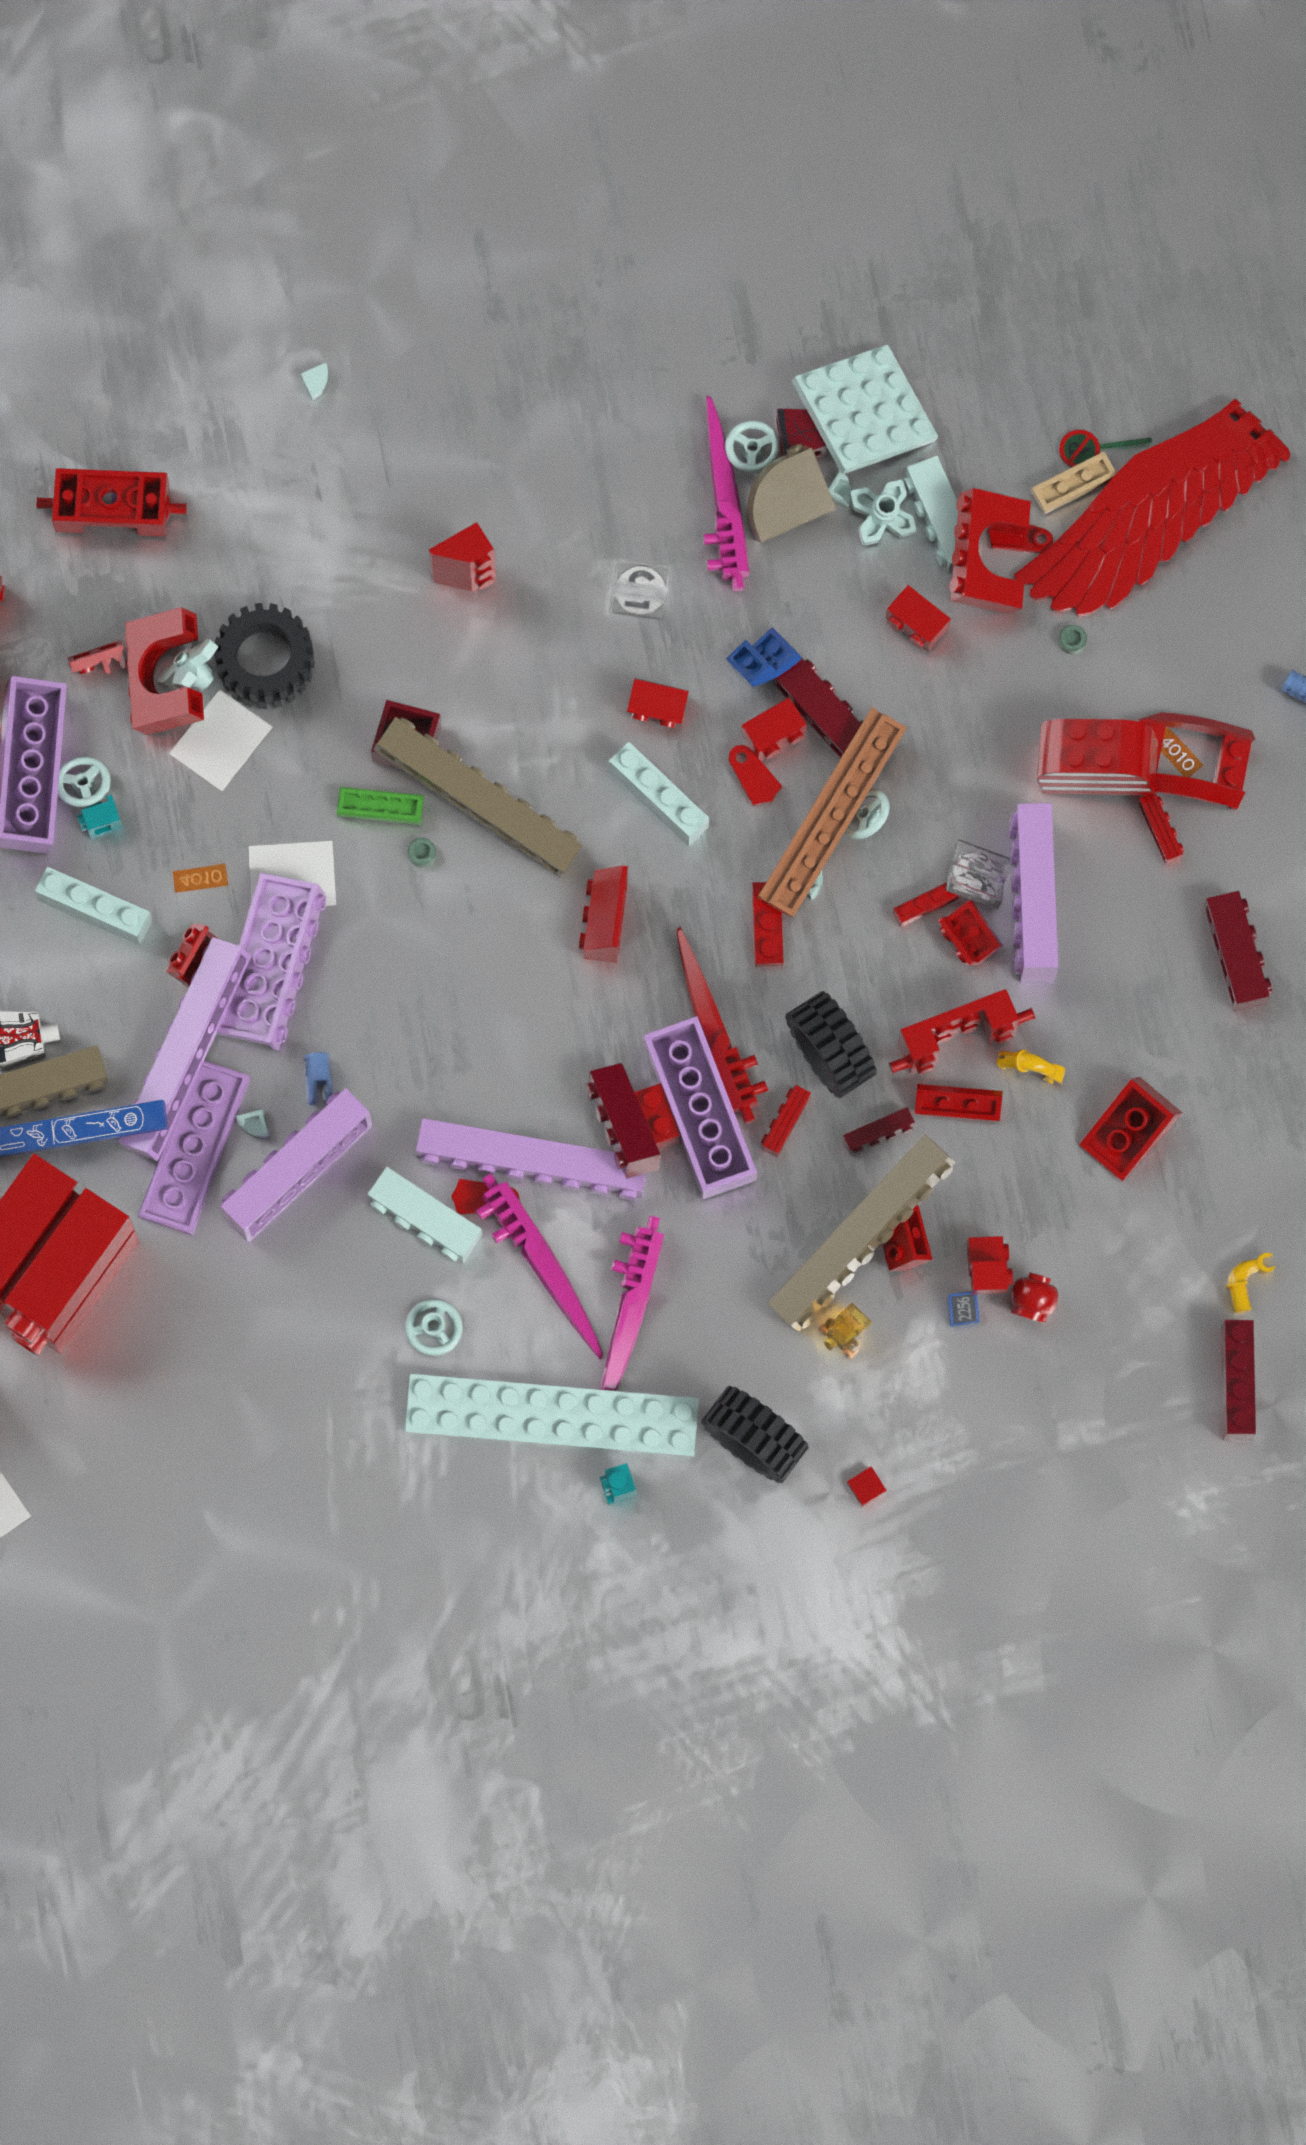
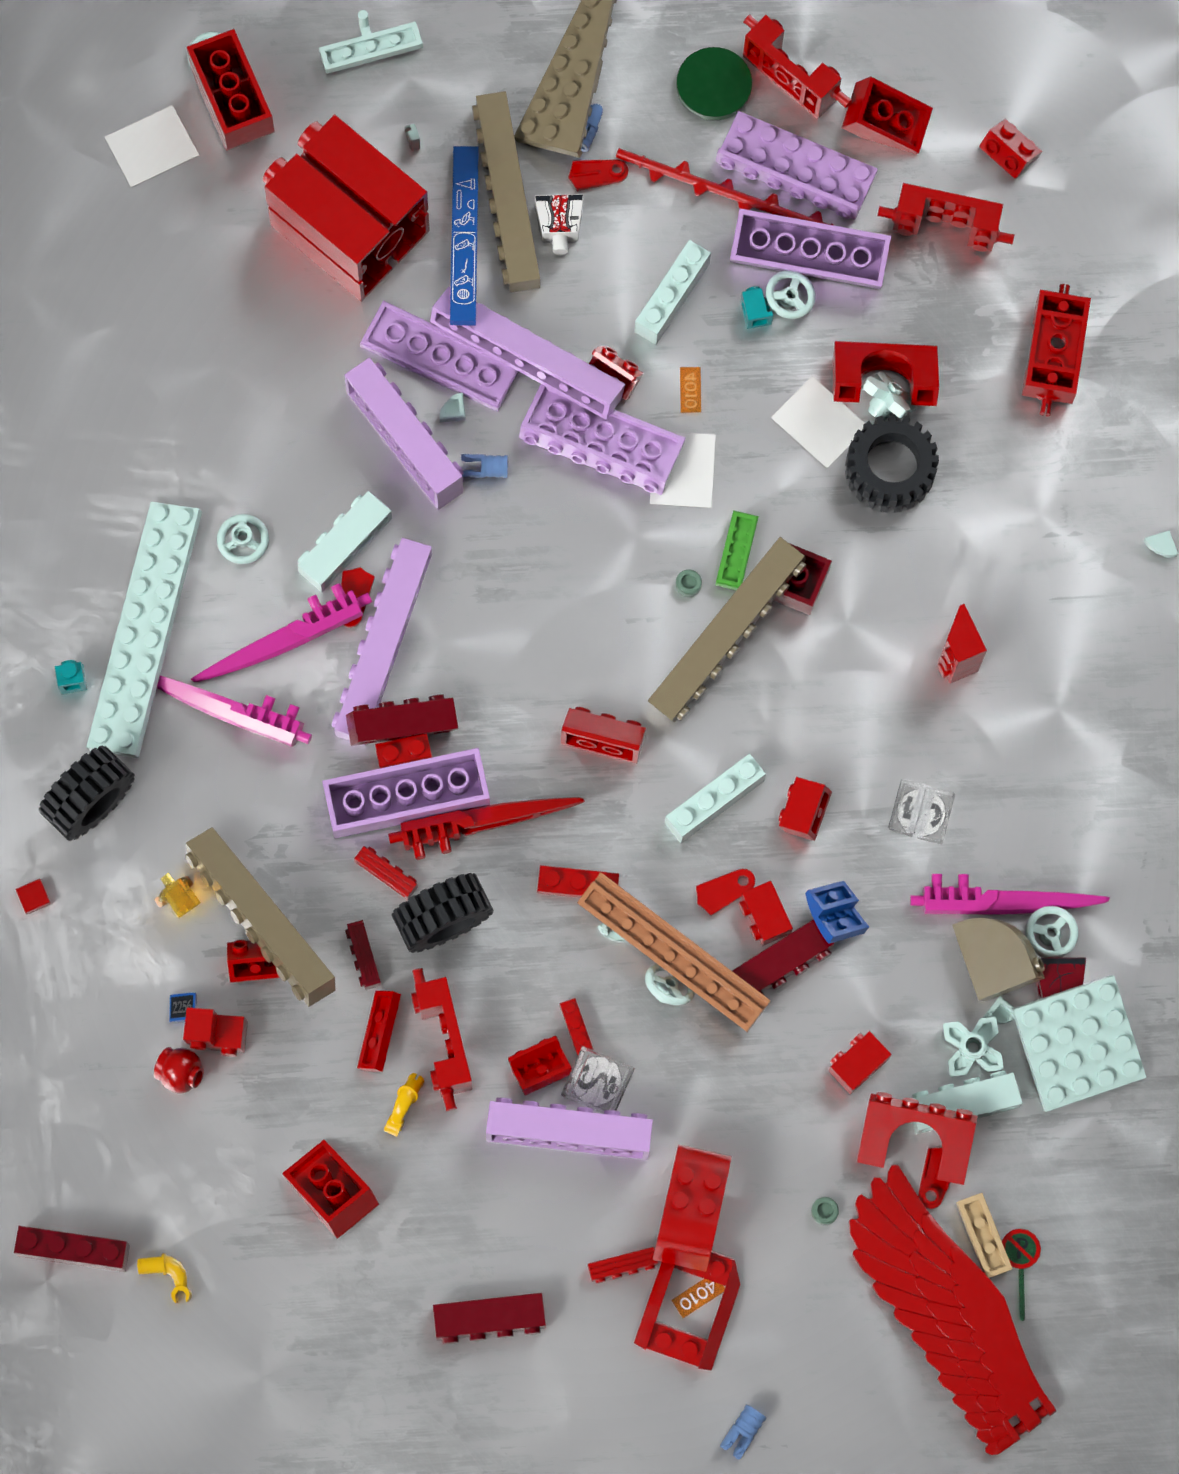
camera: 95 degrees right, 0 degrees up
(85, 661) = (911, 326): plate -> none

